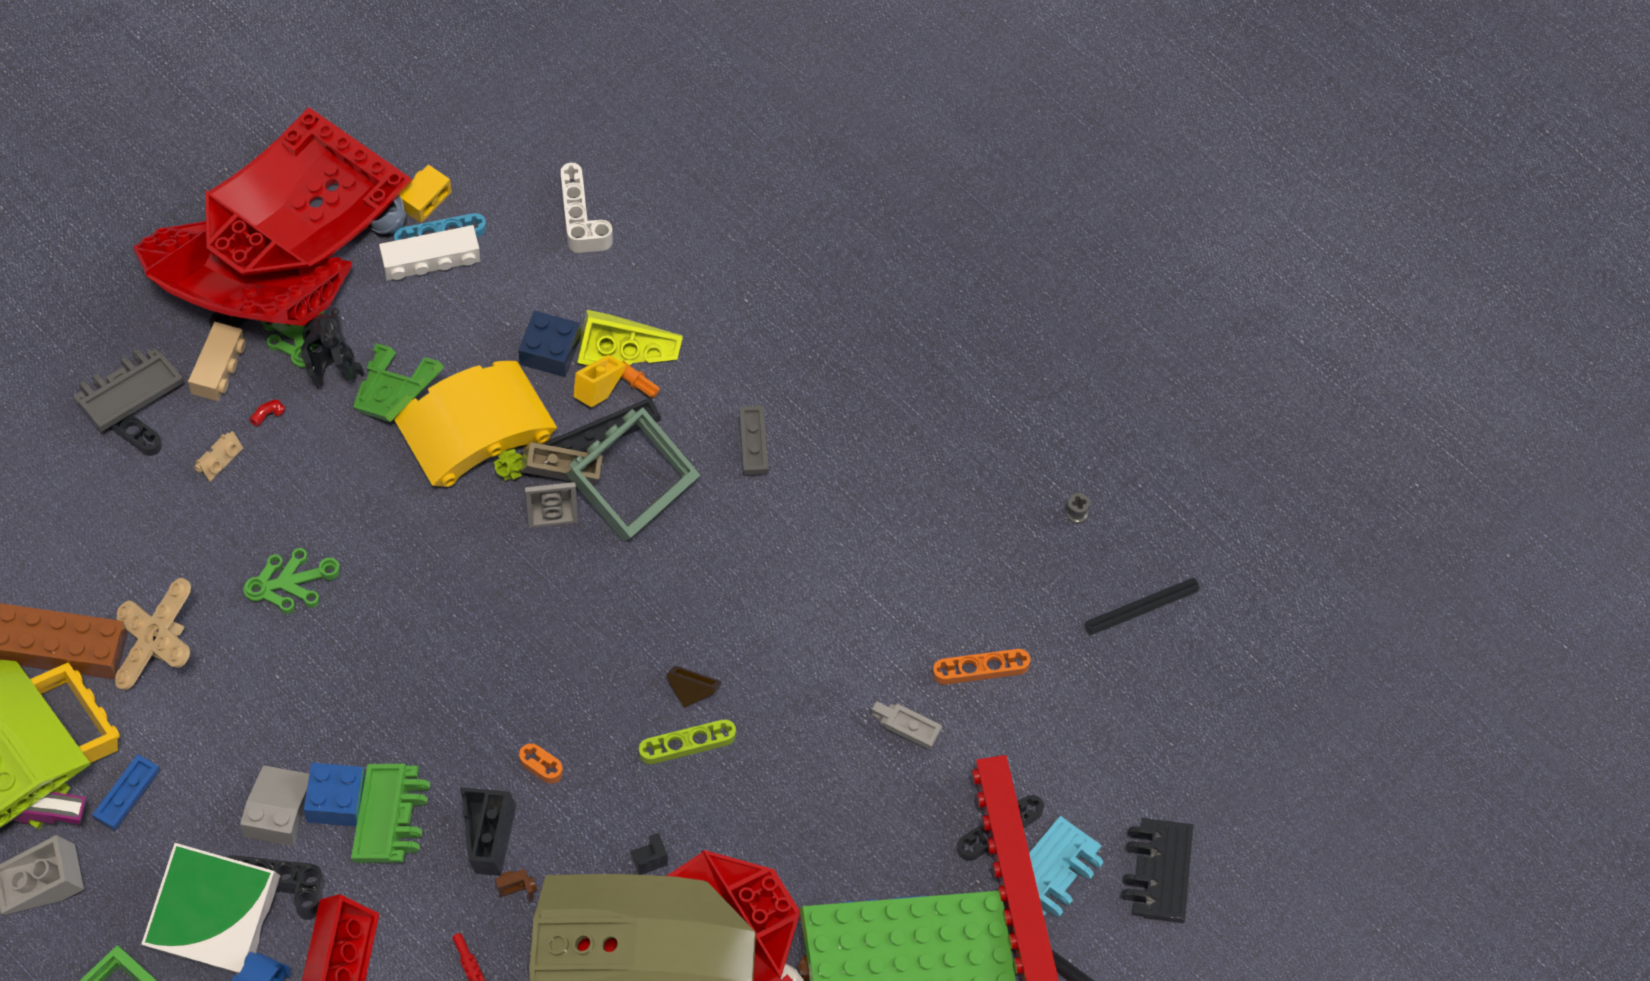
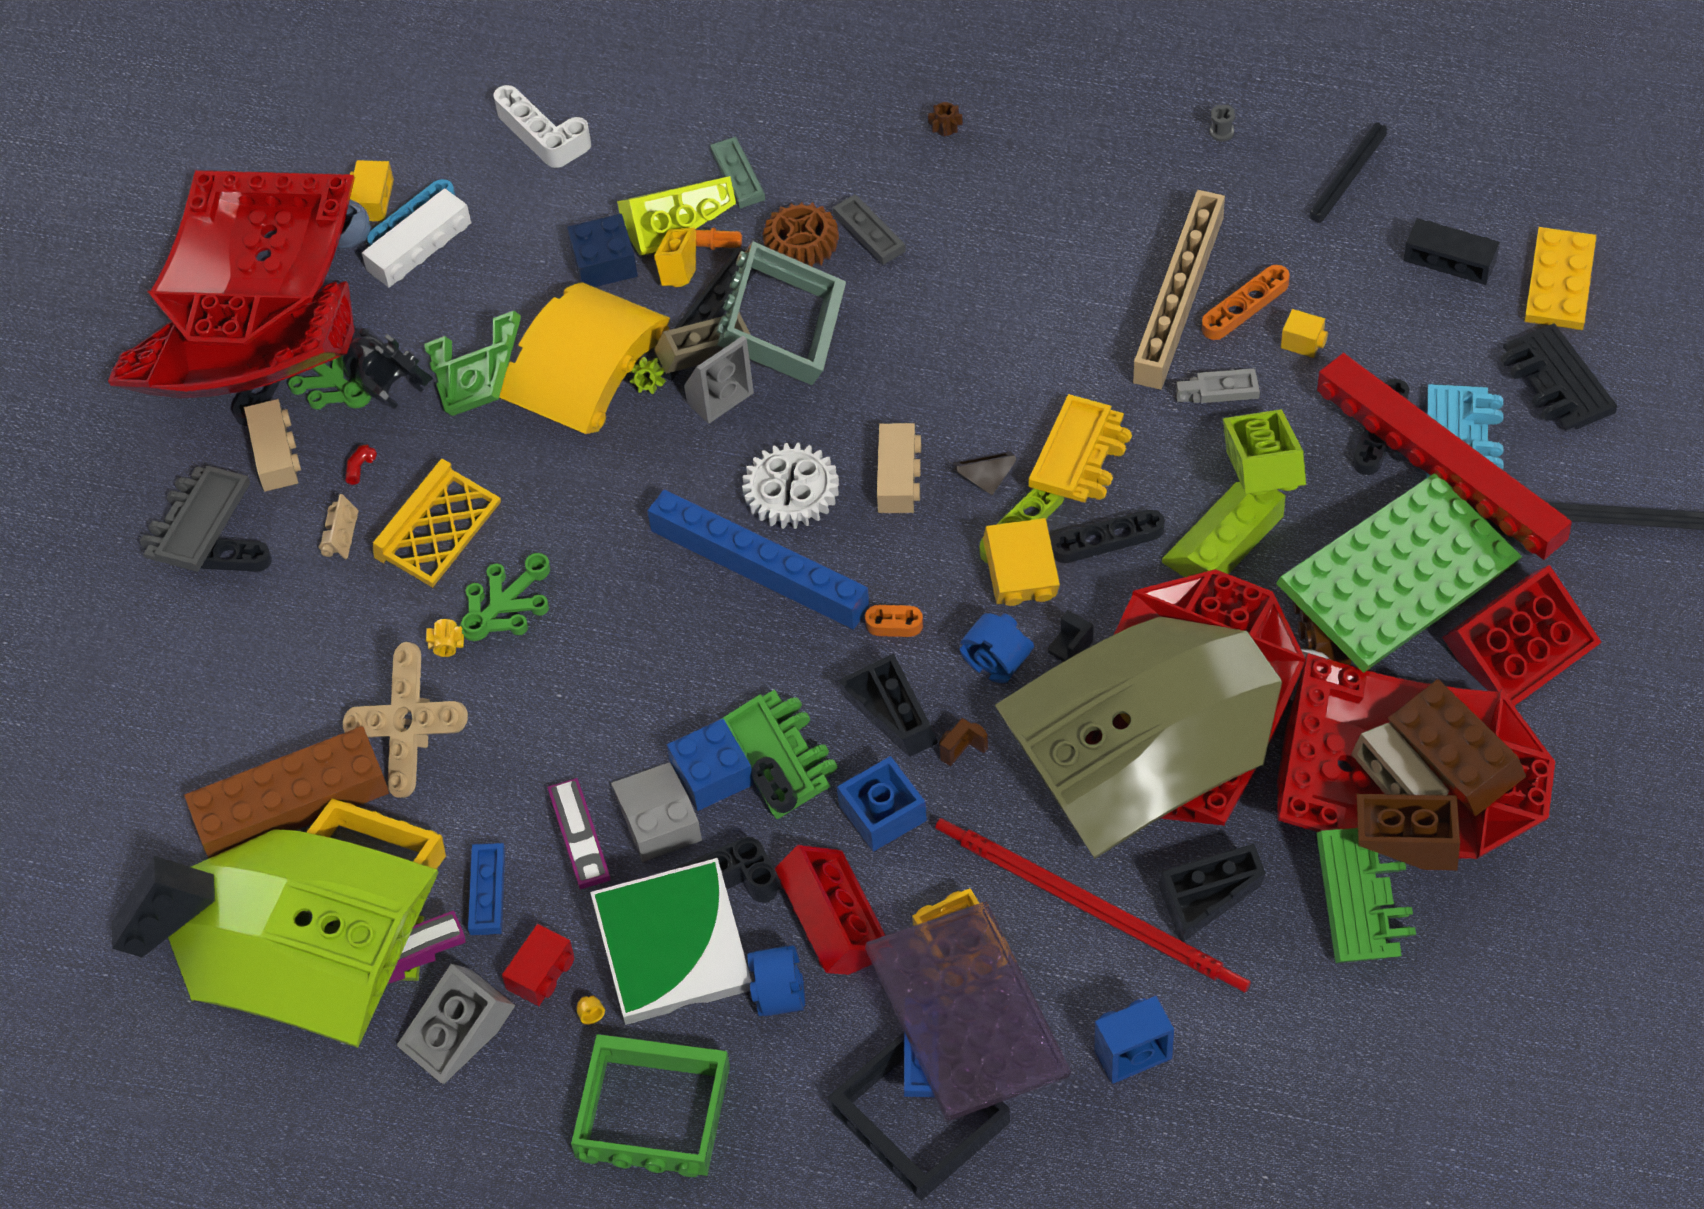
camera: 25 degrees left, 5 degrees down
(119, 870) = (538, 965): none -> red brick
(130, 923) = (590, 1010): none -> yellow hinge
(212, 790) = (578, 833): none -> slope
(228, 586) = (445, 637): none -> yellow gear
(272, 476) = (412, 515): none -> yellow fence
(368, 837) = (780, 781): none -> black beam
(424, 897) = (882, 803): none -> blue brick
(480, 658) = (759, 559): none -> blue brick
(562, 626) = (770, 479): none -> white gear
(588, 829) = (996, 646): none -> blue brick
(629, 646) = (898, 468): none -> tan brick
(656, 775) = (1021, 562): none -> yellow brick
(690, 425) = (800, 228): none -> dark orange gear
(696, 334) = (735, 164): none -> sand green tile
(736, 795) = (1105, 531): none -> black beam
(768, 707) = (1077, 449): none -> yellow hinge
(821, 842) = (1226, 532): none -> lime slope
(876, 381) = (945, 119): none -> reddish brown gear
(884, 798) = (1264, 452): none -> lime brick
(935, 627) = (1178, 290): none -> tan brick
(1000, 719) = (1304, 333): none -> yellow brick
(1164, 719) = (1451, 251): none -> black brick
(1230, 790) = (1560, 278): none -> yellow plate

